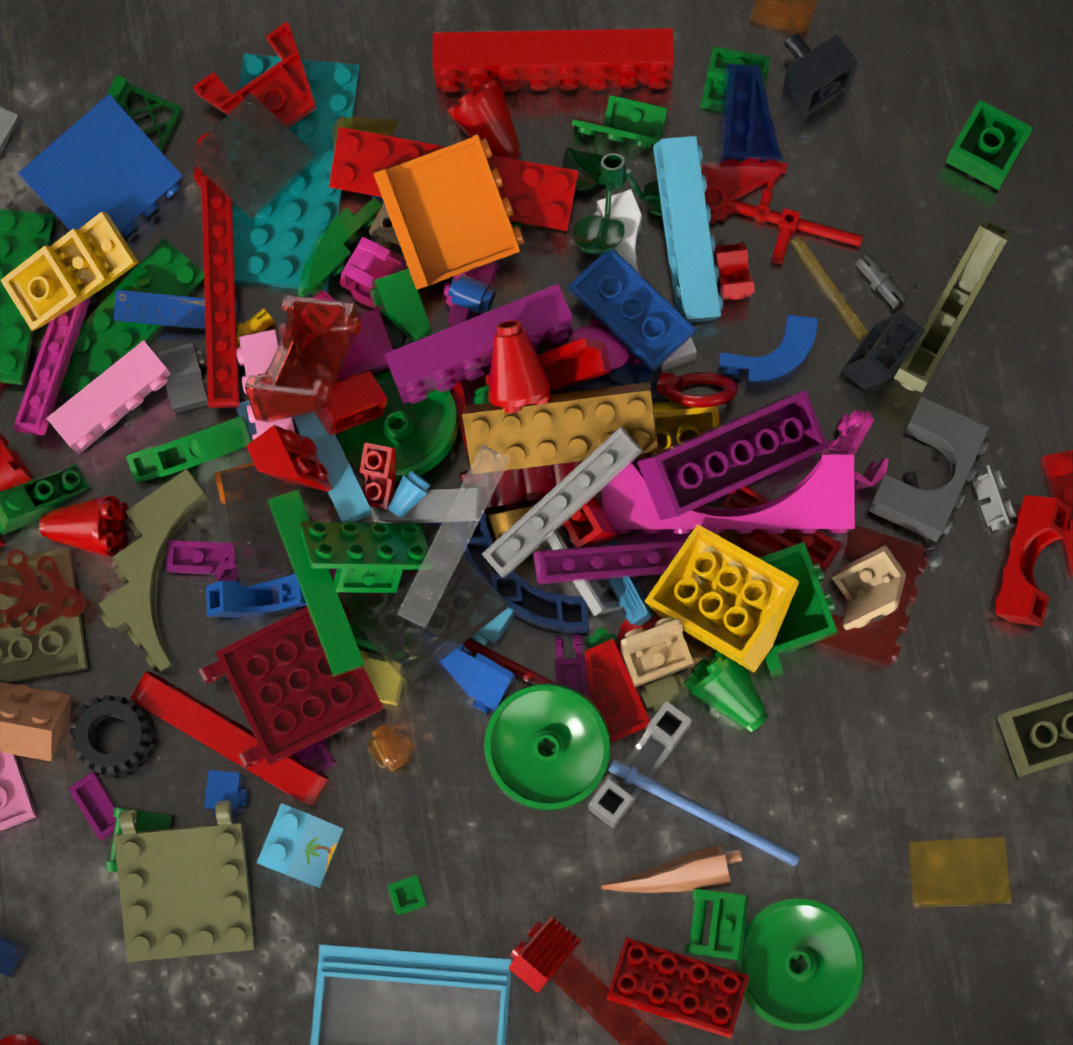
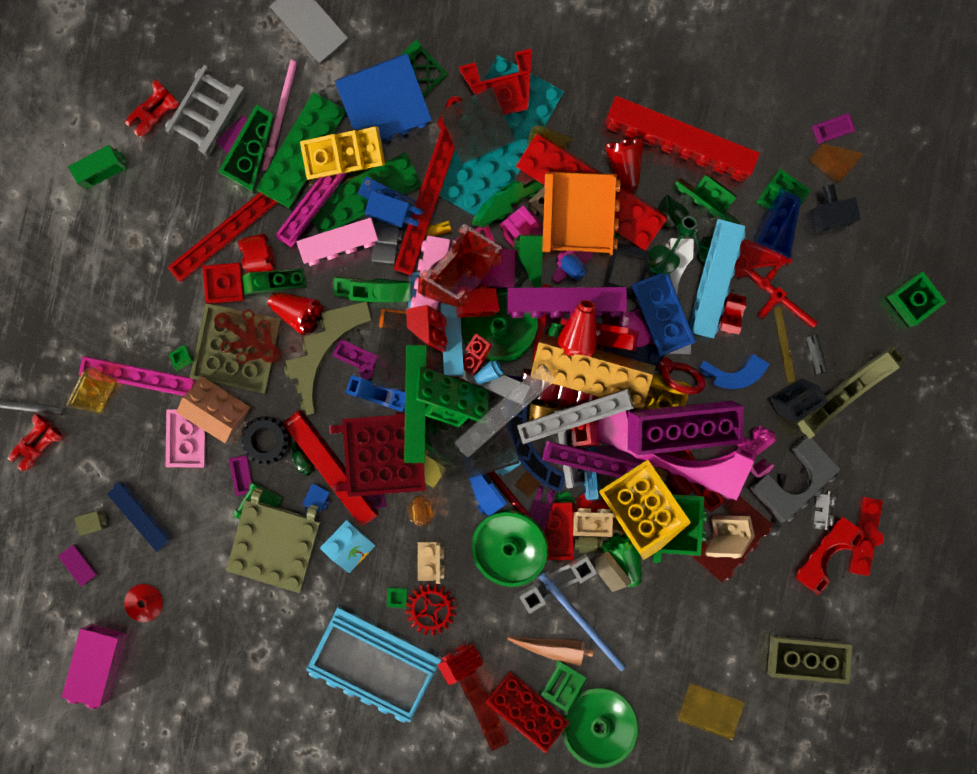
camera: 15 degrees right, 10 degrees up
(170, 320) = (390, 209): none -> blue hinge
(180, 745) = (301, 461): none -> dark green plant
(434, 817) = (430, 561): none -> tan bracket
(445, 870) = (416, 615): none -> red gear
(536, 642) = (527, 484): none -> clear orange plate
(549, 245) = (630, 251): none -> black window
(715, 717) = (610, 571): none -> dark tan tile

